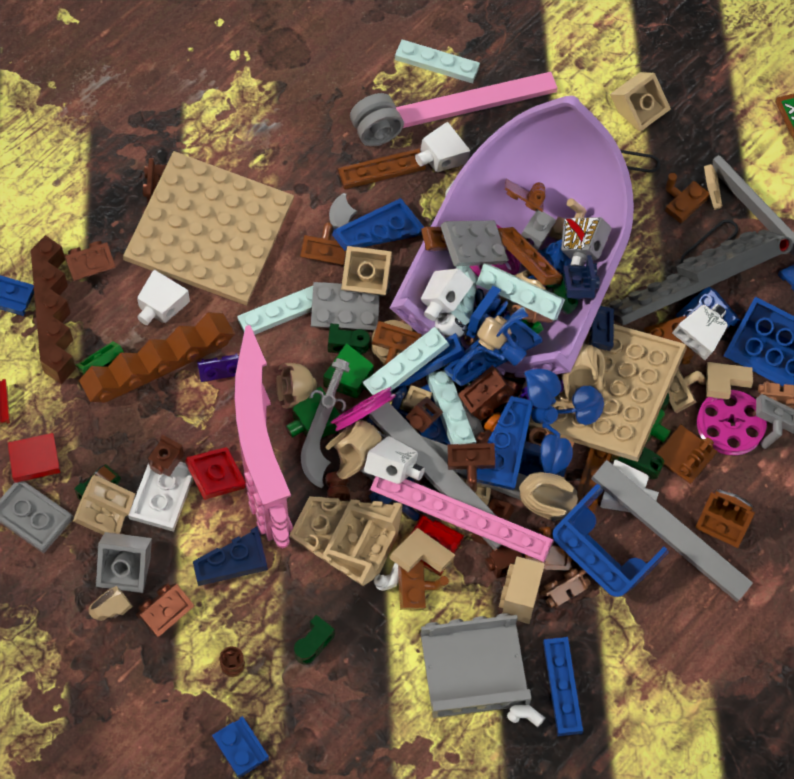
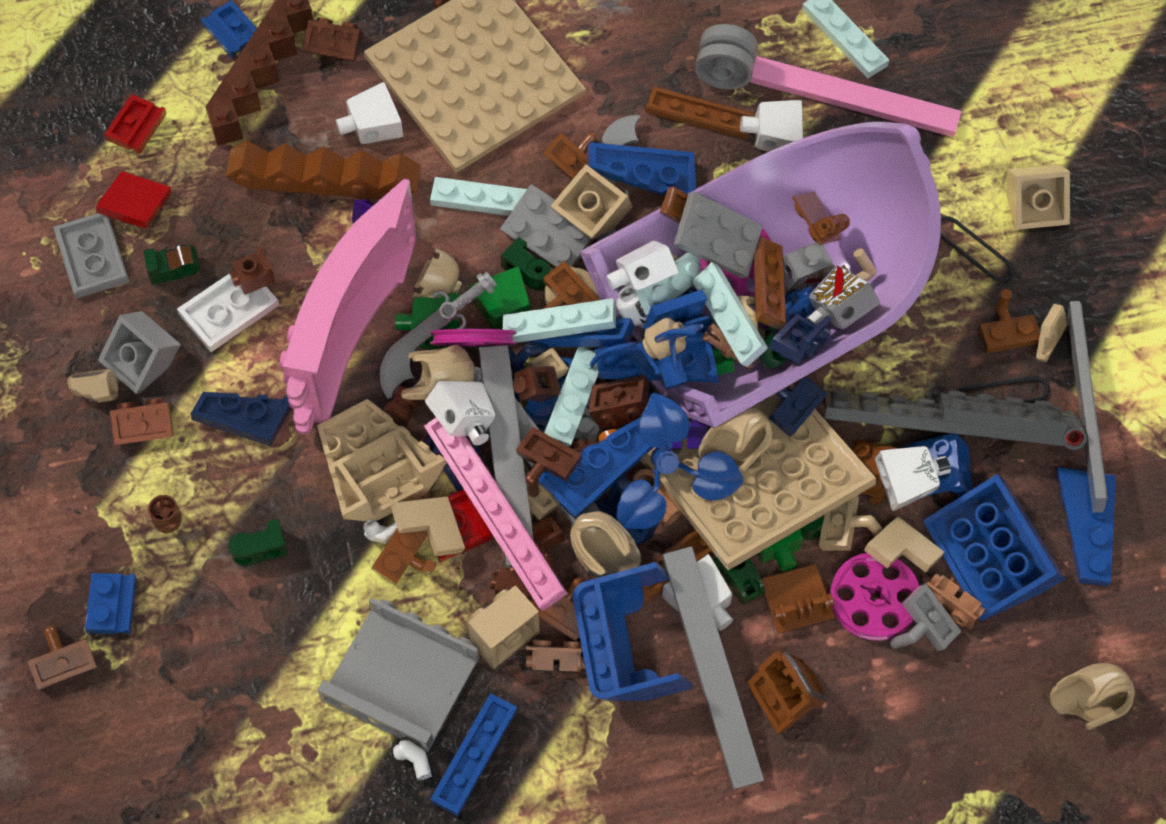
camera: 35 degrees right, 0 degrees up
(101, 357) = (271, 140): green plate -> none
(104, 506) = (158, 285): tan slope -> none
(215, 473) = (280, 313): red tile -> none

